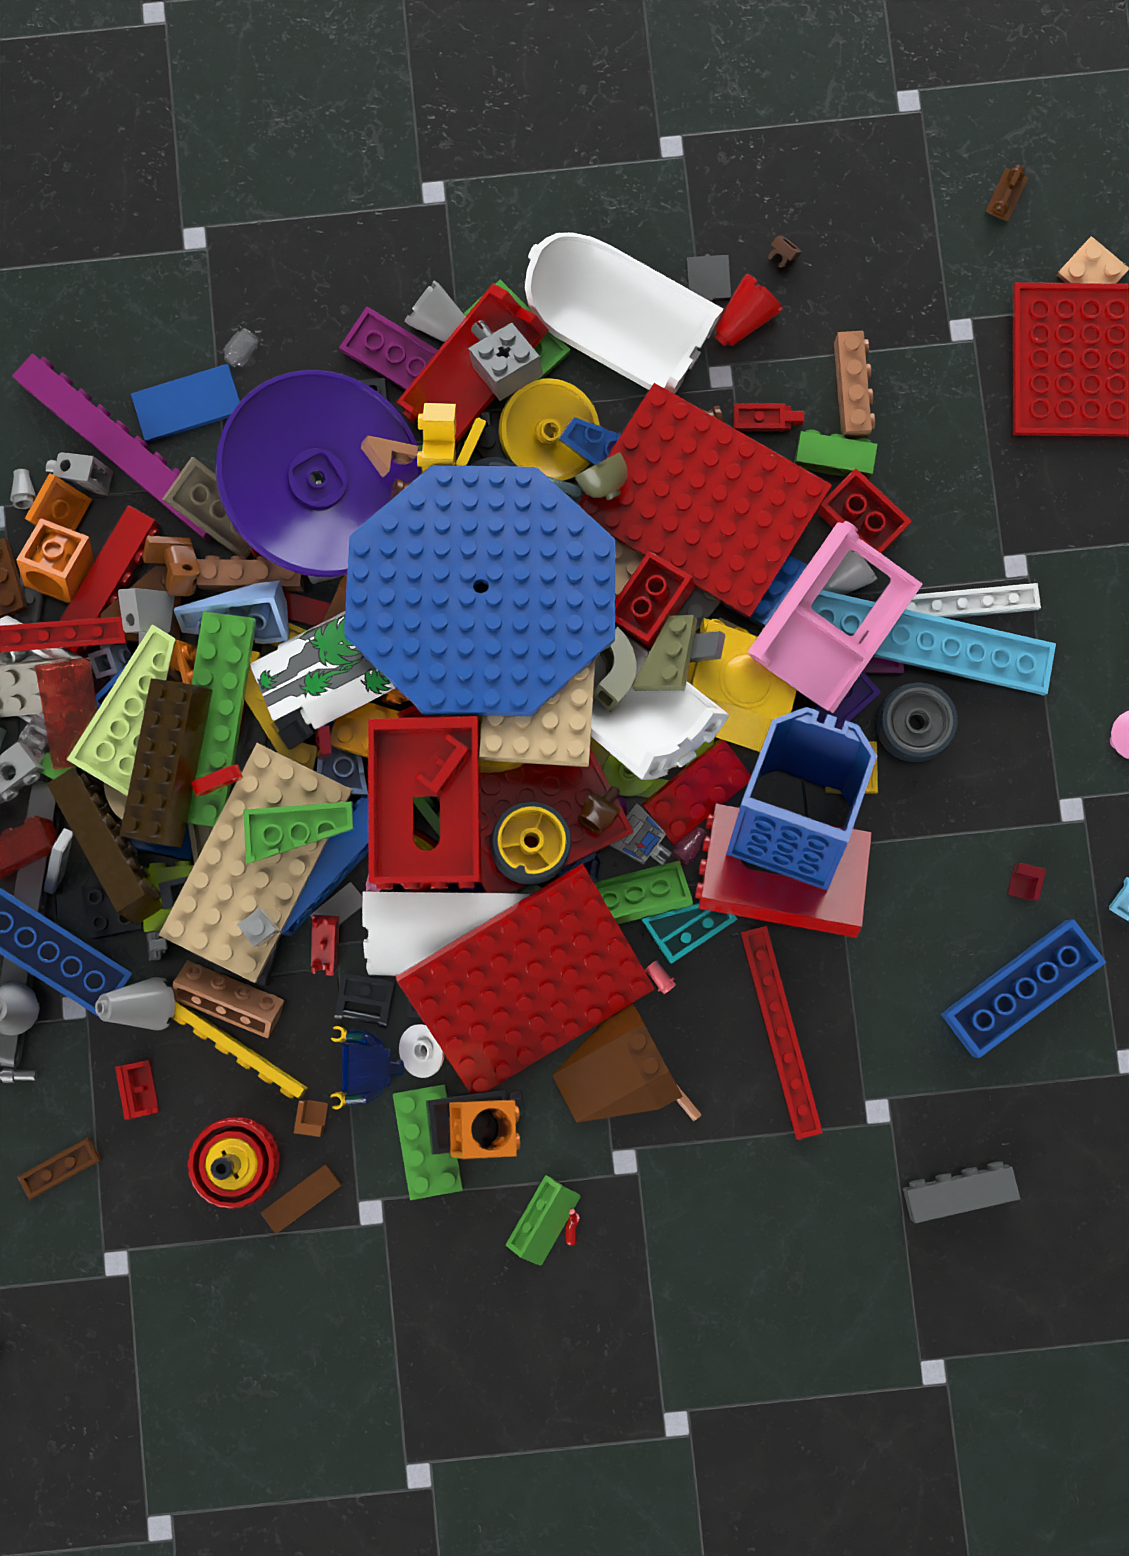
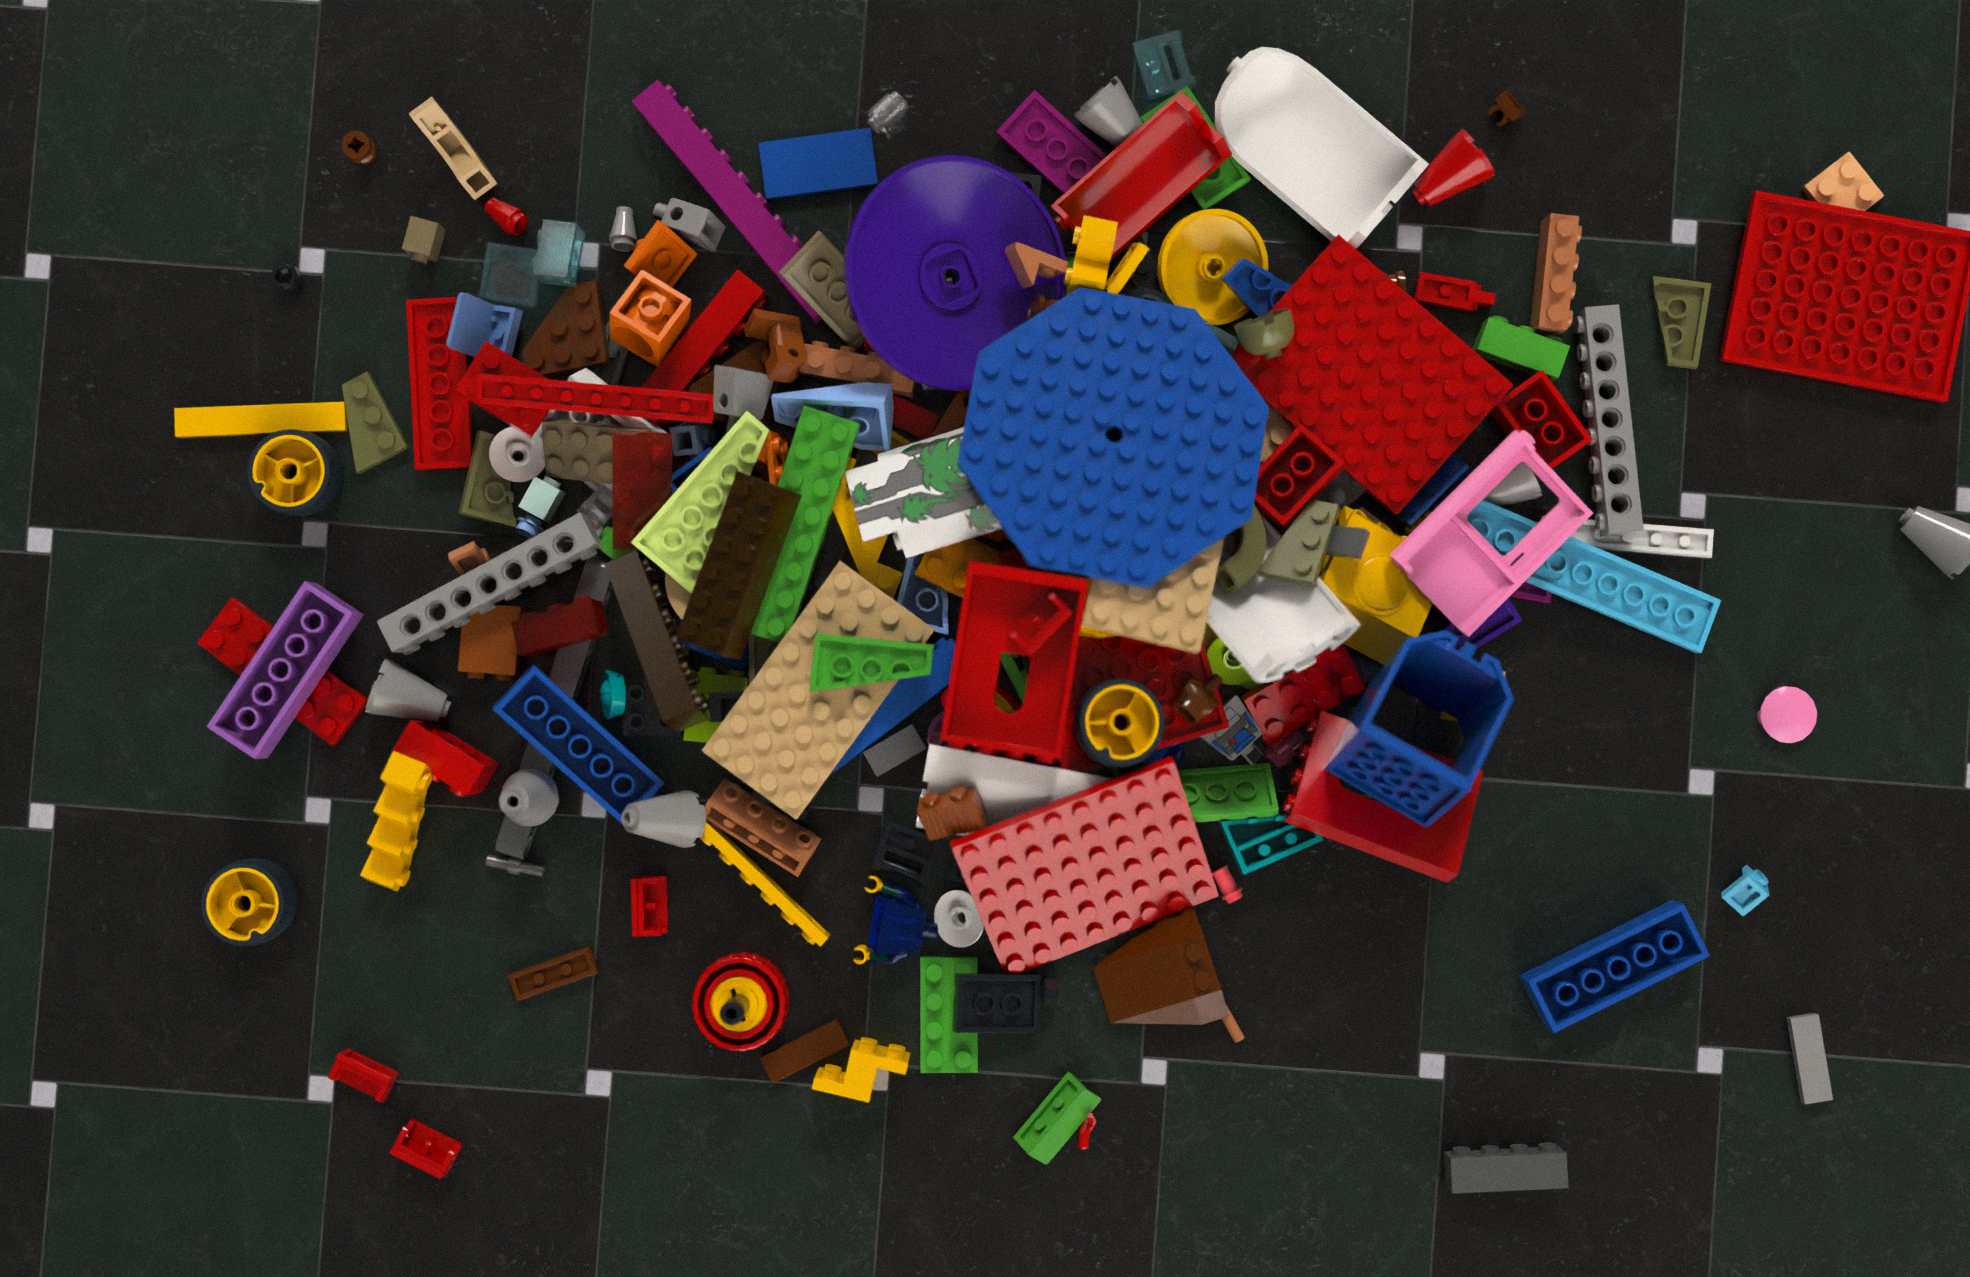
camera: 10 degrees right, 5 degrees up
(58, 861) = (604, 649): light grey tile -> none
(74, 902) = (612, 694): none -> teal hat
(155, 946) = (693, 759): dark grey hinge -> none
(217, 780) = (791, 595): red beam -> none
(258, 927) = (812, 764): light grey brick -> none
(292, 729) = (880, 552): black panel -> none
(311, 1118) = (829, 968): dark orange panel -> none
(323, 742) = (912, 573): dark red tile -> none
(325, 943) = (874, 786): red hinge -> none
(354, 1205) = (861, 1069): none -> yellow bracket
(393, 950) = (952, 812): none -> dark orange brick
(461, 1121) = (991, 1007): orange brick -> none
(470, 269) = (1155, 66): none -> clear light blue plate
(504, 359) = (1178, 180): dark grey brick -> none
(709, 276) = (1418, 122): dark grey piece -> none
(781, 1033) = (1345, 966): red plate -> none
(906, 418) = (1607, 323): none -> light grey brick
(933, 711) = (1576, 657): dark grey wheel -> none
(972, 403) = (1681, 318): none -> olive wing
(1007, 193) = (1766, 85): reddish brown hinge -> none
(1026, 881) = (1638, 852): dark red panel -> none

